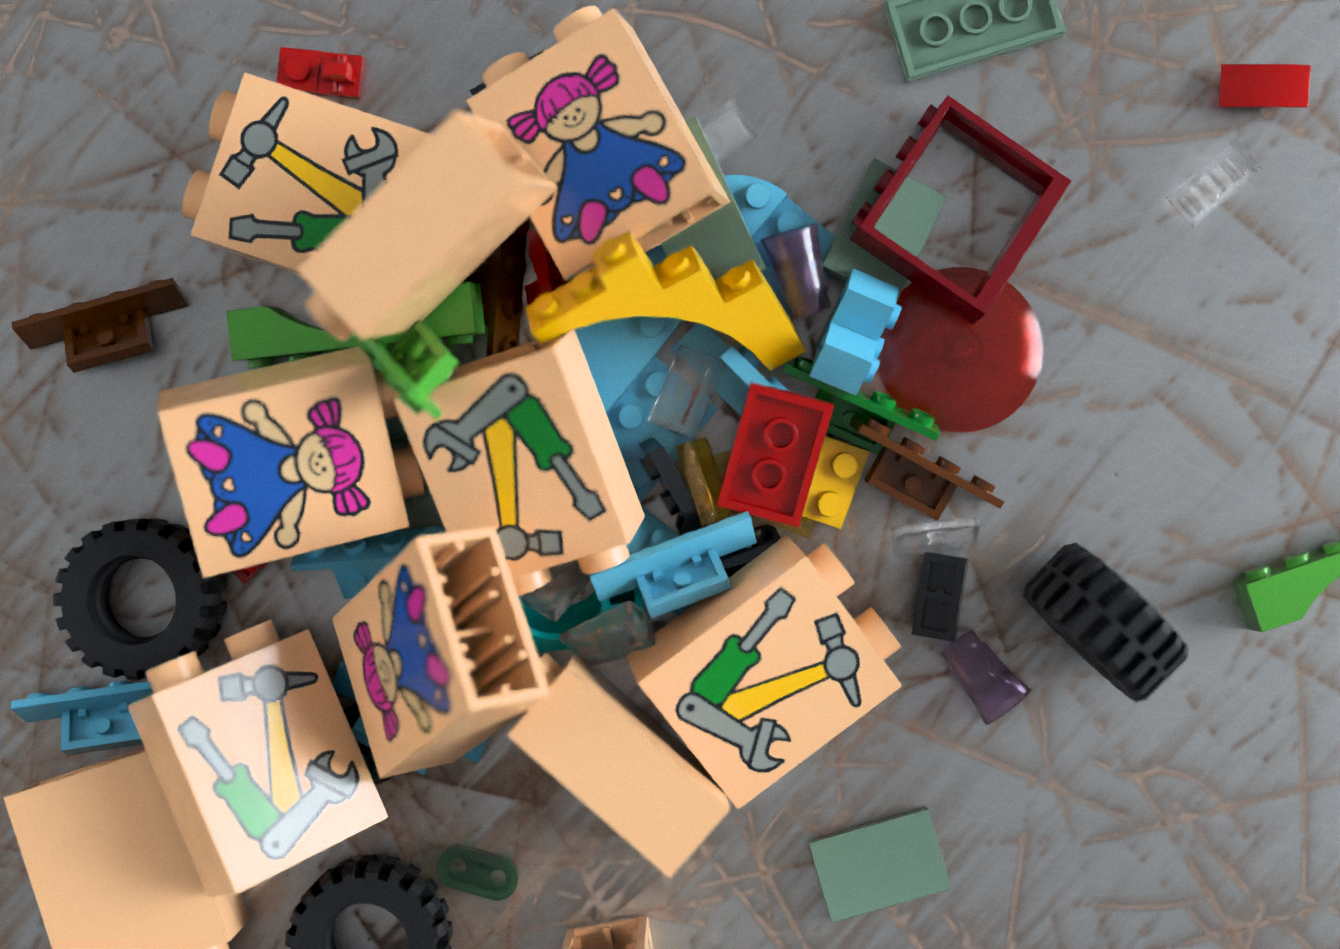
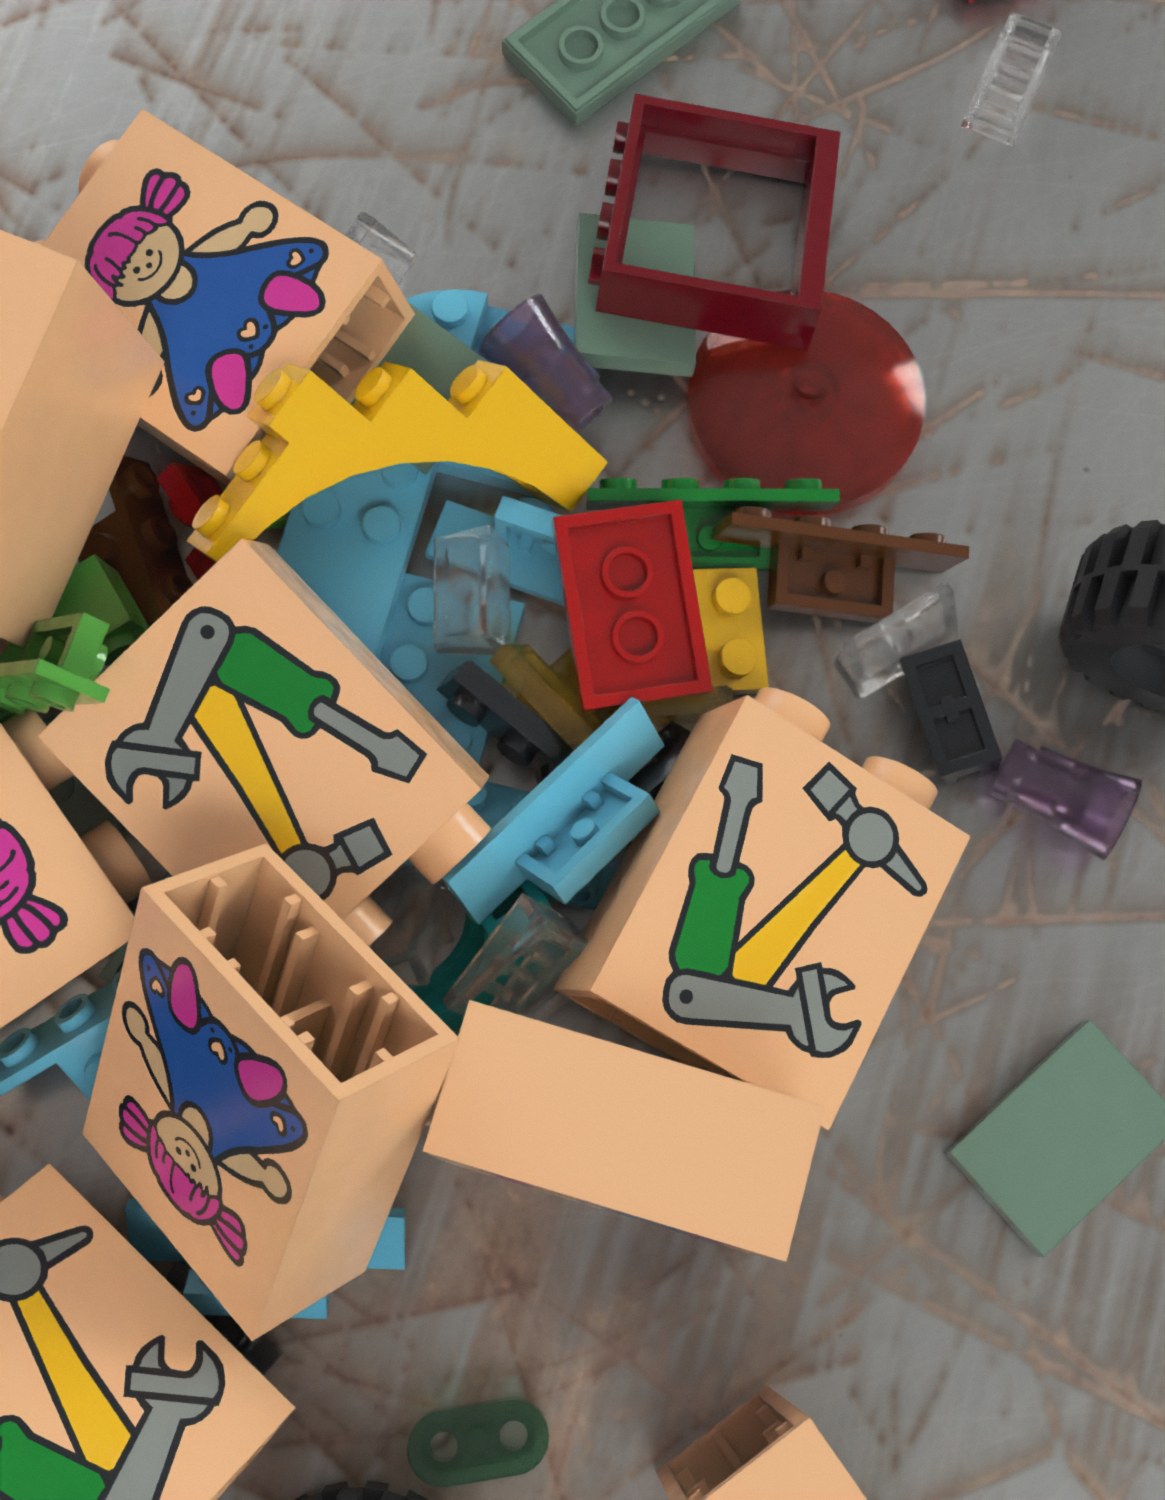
camera: 30 degrees left, 15 degrees down
(853, 331) = (658, 421): medium azure brick -> none

